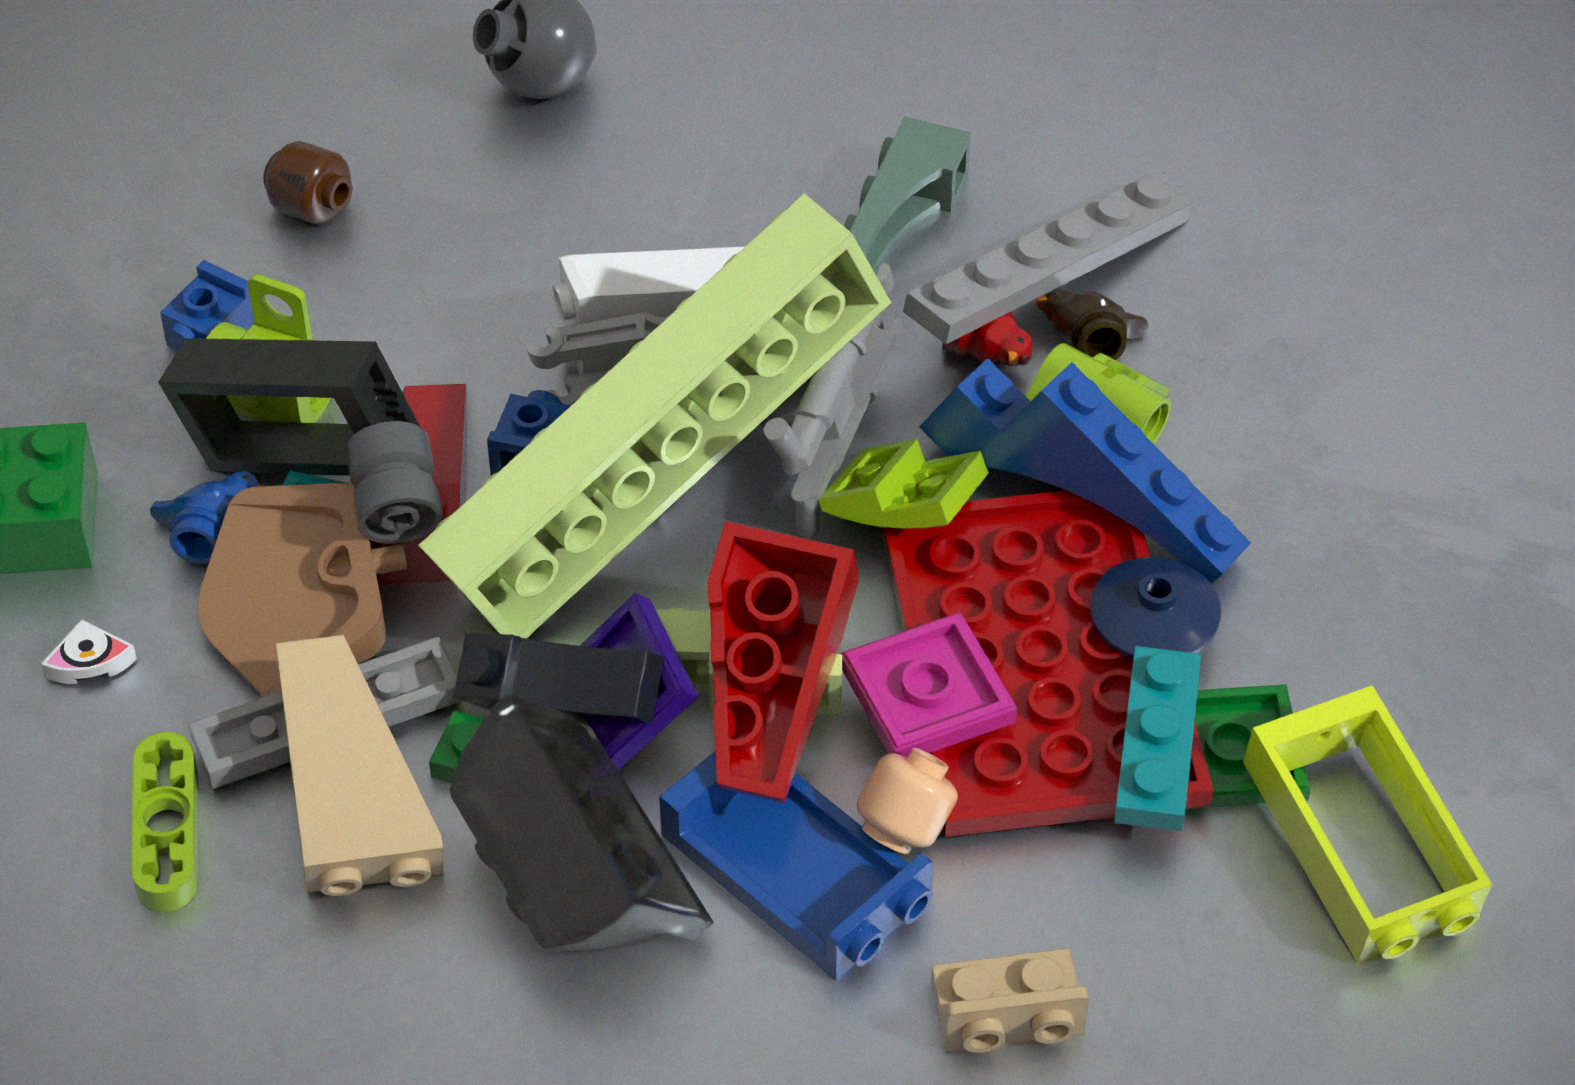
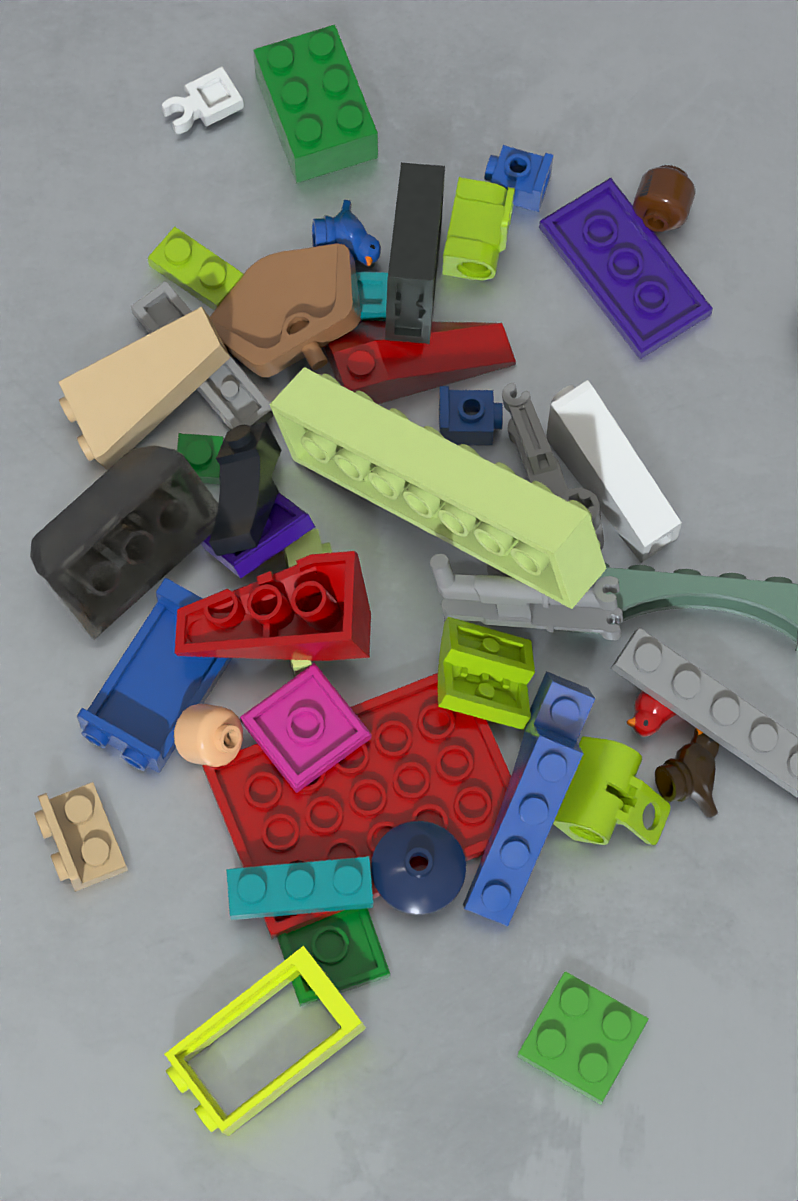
camera: 75 degrees right, 20 degrees up
(86, 654) = (217, 205): white tile -> none
(177, 695) = (194, 268): none -> lime plate
(178, 843) = (91, 311): lime beam -> none
(383, 249) = (625, 268): none -> dark purple tile
(393, 482) = (348, 334): dark grey wheel -> none
(1409, 507) = (582, 1037): none -> bright green plate

